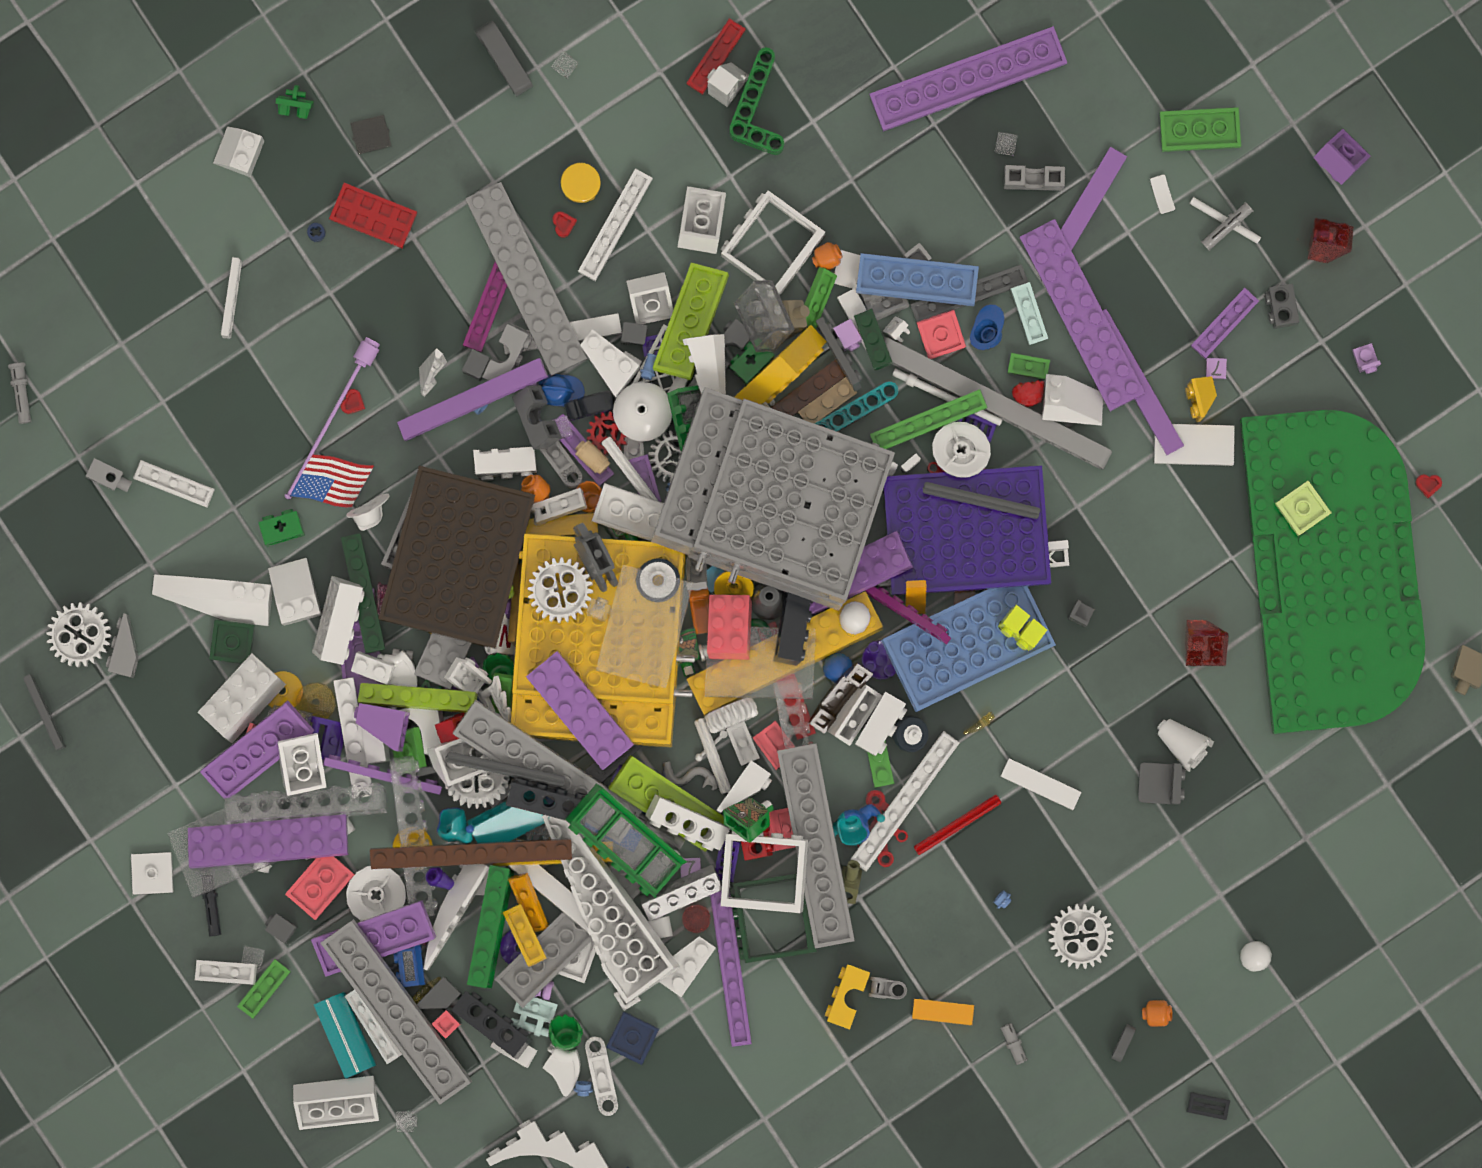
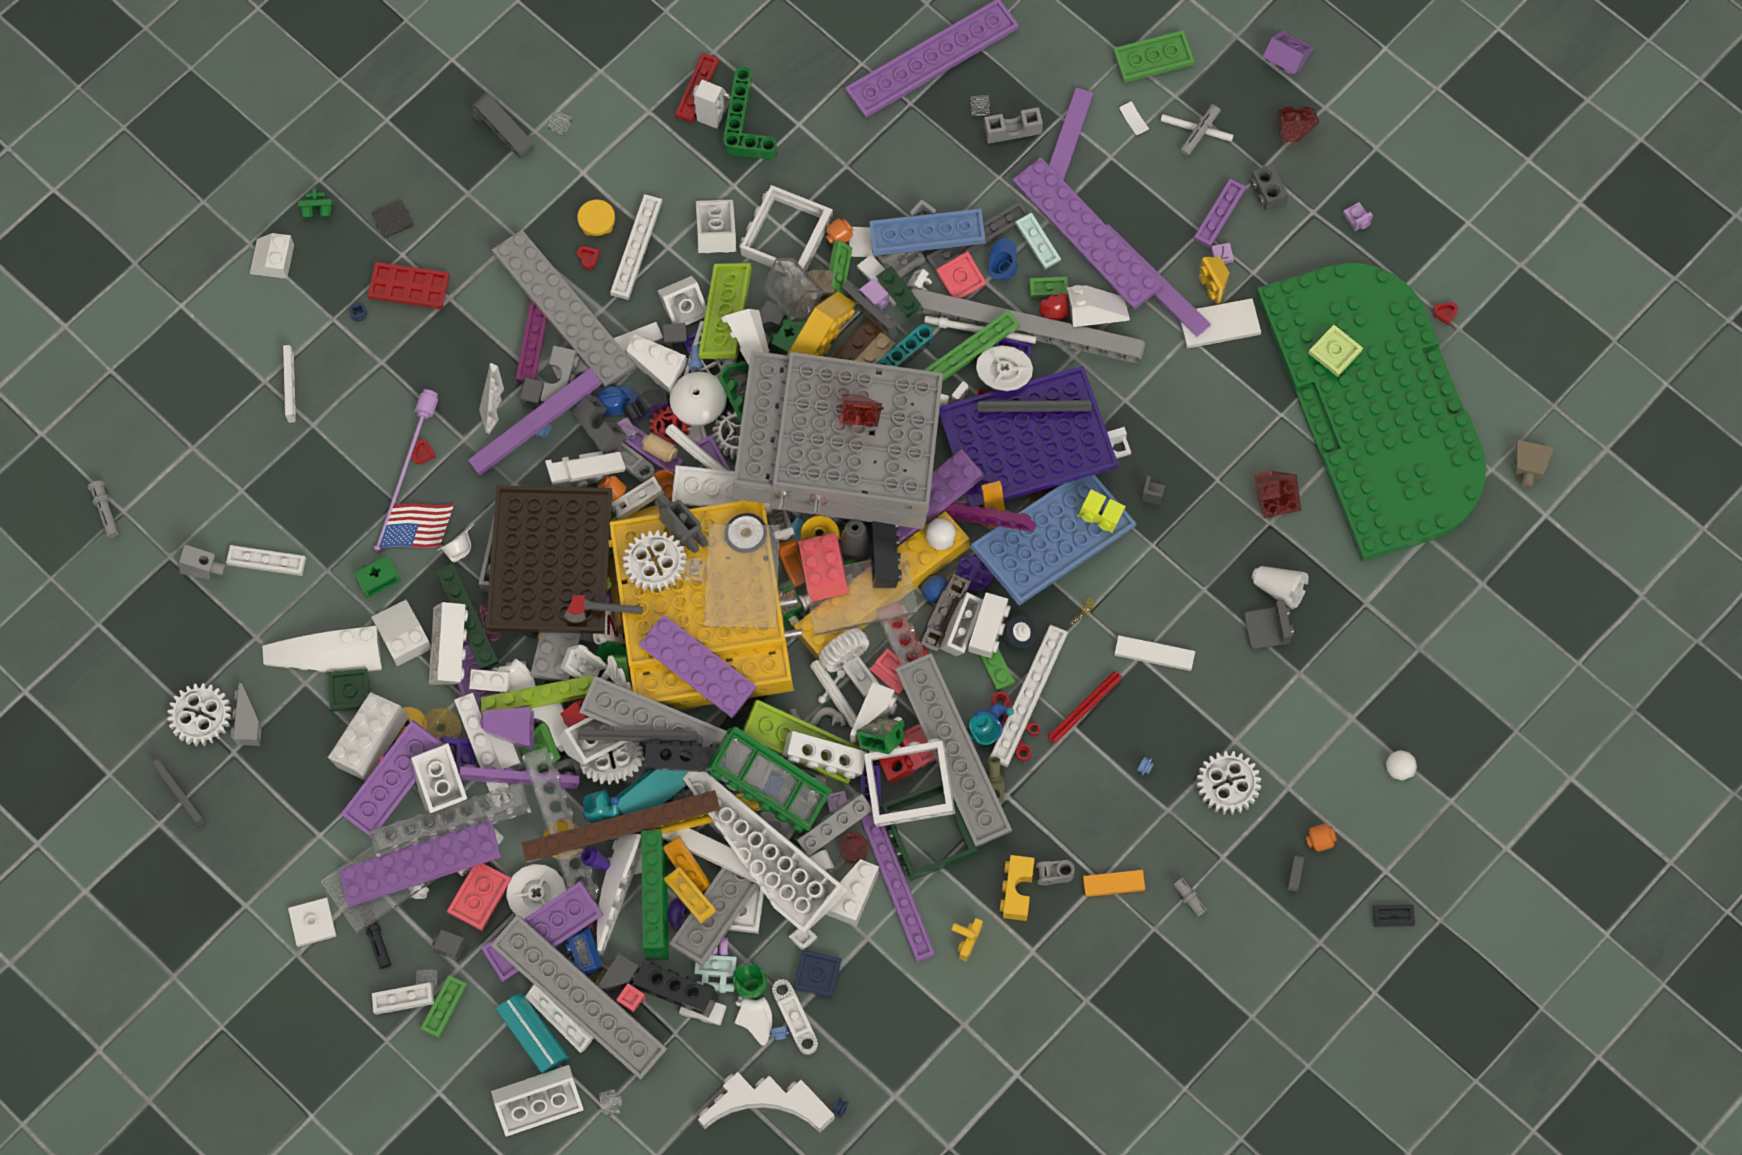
camera: 10 degrees left, 15 degrees down
(476, 615) = (579, 604): none -> piece
(522, 464) = (595, 466): none -> white tile
(787, 1036) = (972, 933): none -> yellow plate
(799, 483) = (859, 411): none -> clear red slope

